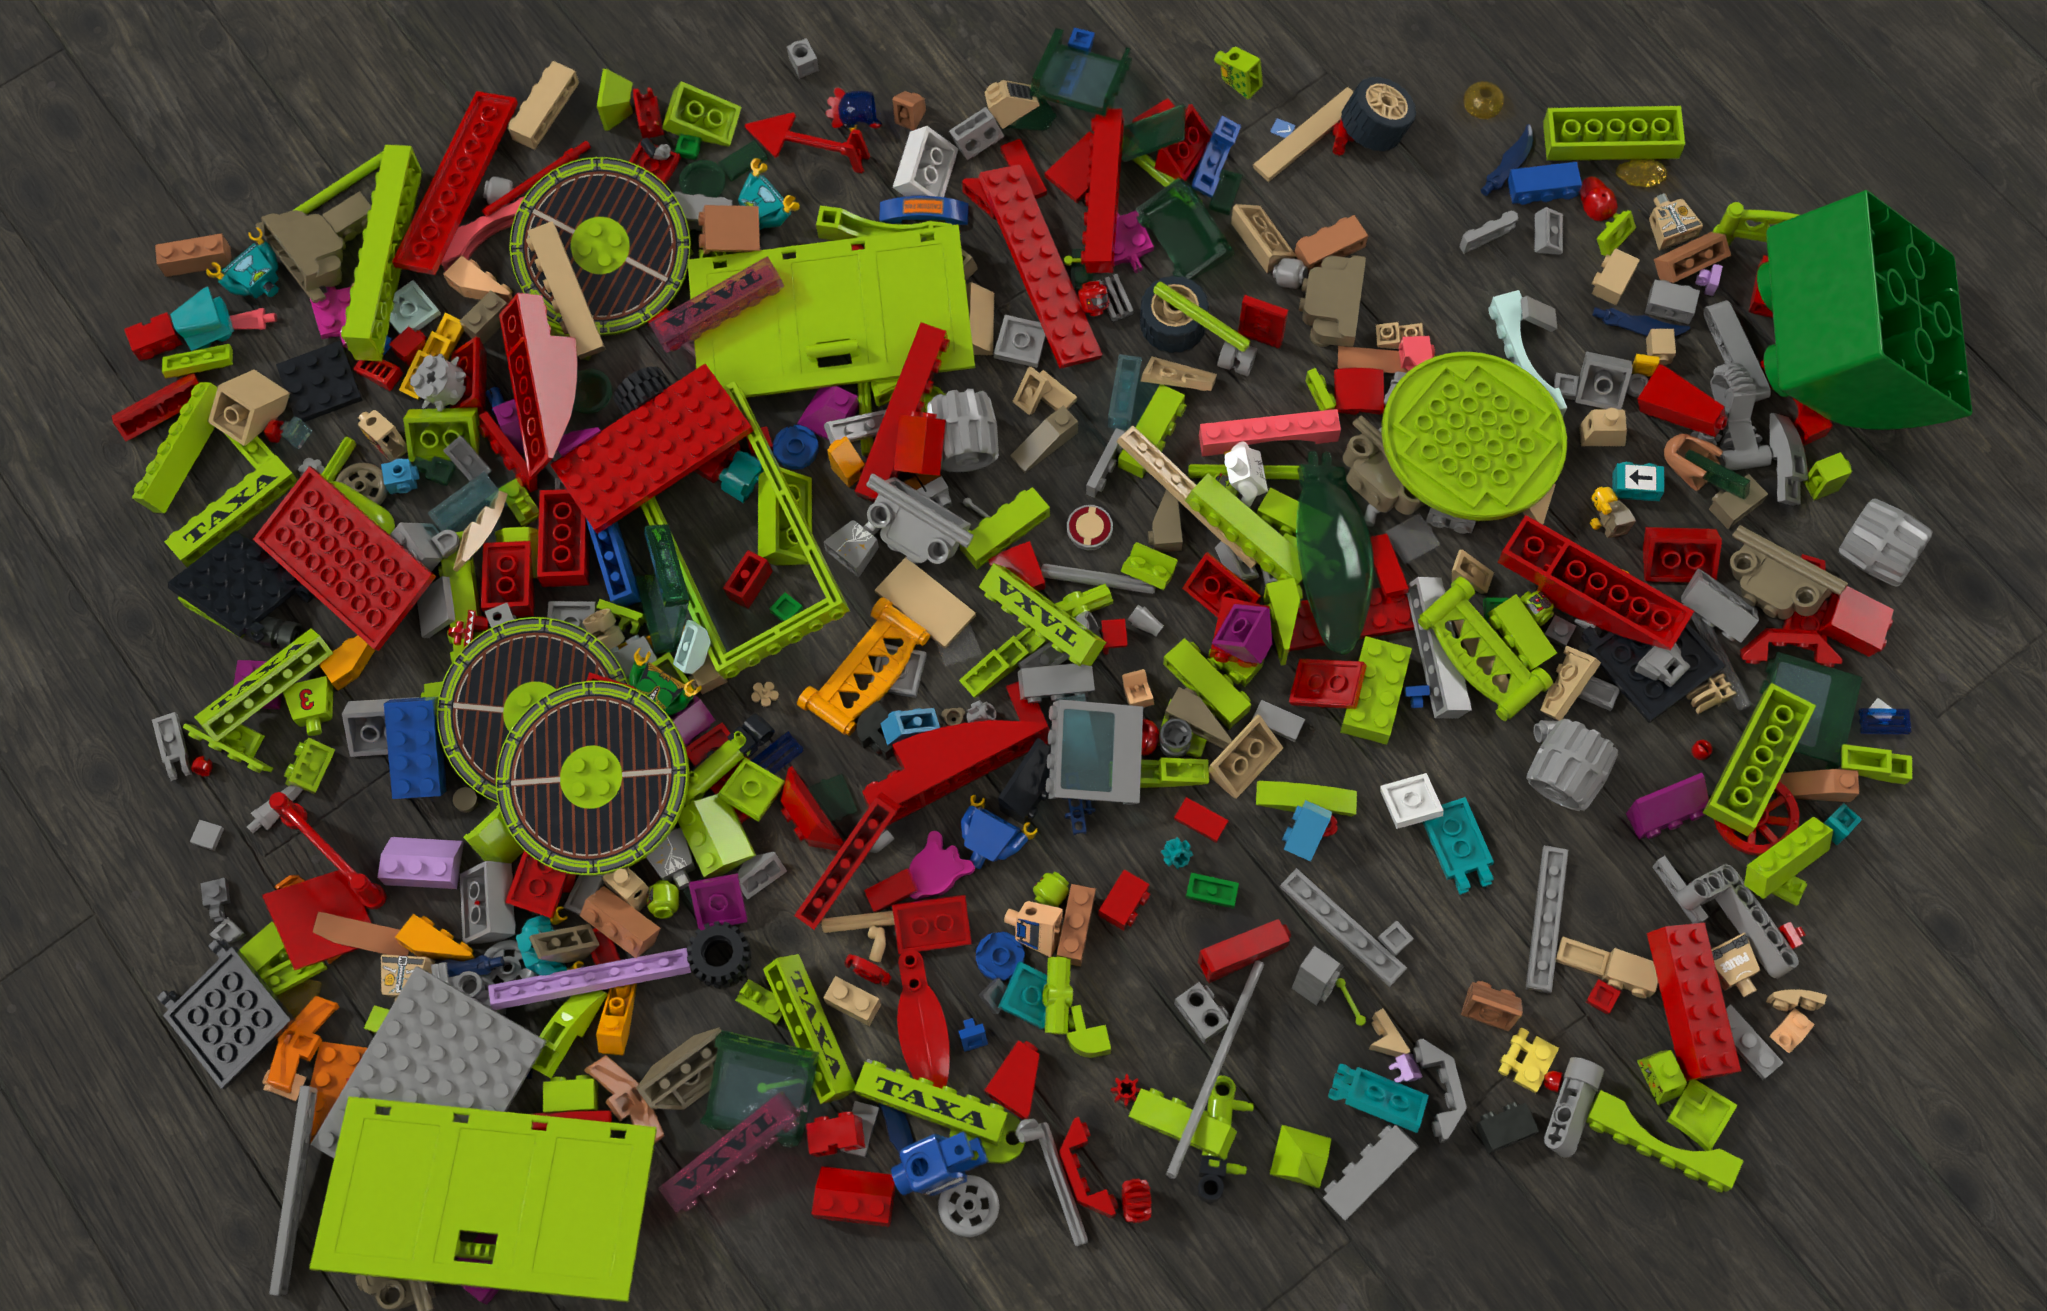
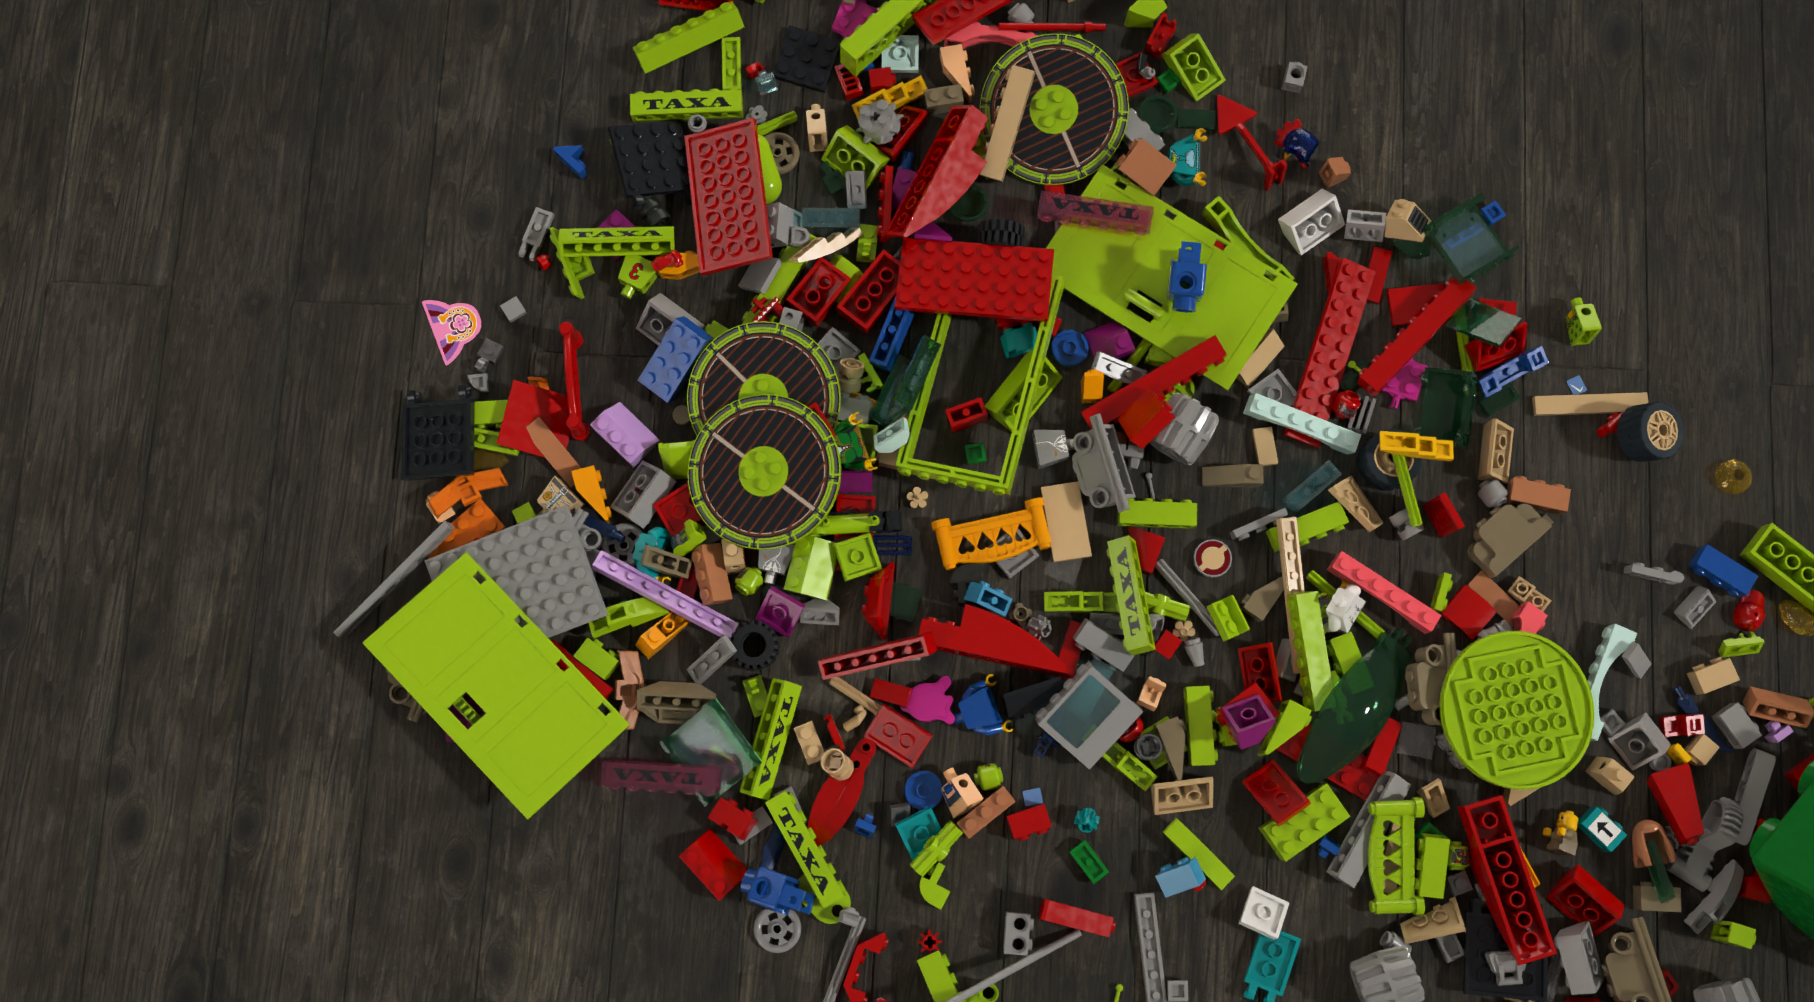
camera: 35 degrees right, 10 degrees up
(150, 647) = (570, 156): none -> blue slope
(154, 901) = (452, 326): none -> sticker
(247, 406) = (749, 41): tan slope -> none
(256, 517) = (697, 123): none -> light grey cone
(266, 816) = (577, 322): light grey bar -> none
(309, 765) = (606, 314): lime bracket -> none
(327, 666) = (666, 260): none -> red arm
(400, 476) = (806, 166): dark azure brick -> none
(567, 905) = (688, 538): none -> lime leg
(688, 1000) = (712, 660): none -> light grey plate
(851, 293) = (1187, 271): none -> blue piece
(895, 995) = (837, 764): none -> tan wheel
(923, 208) = (1286, 250): blue slope -> none
(1016, 1080) = (868, 877): red slope -> none
(1031, 391) = (1250, 436): tan slope -> none
(1108, 331) = (1317, 428): none -> light aqua arch
(1108, 877) = (1032, 797): none -> medium blue sticker
(1118, 609) = (1183, 630): none -> tan plant
(1185, 279) = (1415, 446): none -> yellow slope
(1201, 819) = (1120, 810): red tile -> none
(1280, 721) = (1224, 788): light grey tile -> none
(1317, 976) = (1109, 975): light grey wedge -> none
(1511, 160) = (1714, 535): dark blue sword -> none
(1627, 338) = (1682, 725): none -> red slope
(1673, 222) = (1787, 670): tan torso -> none

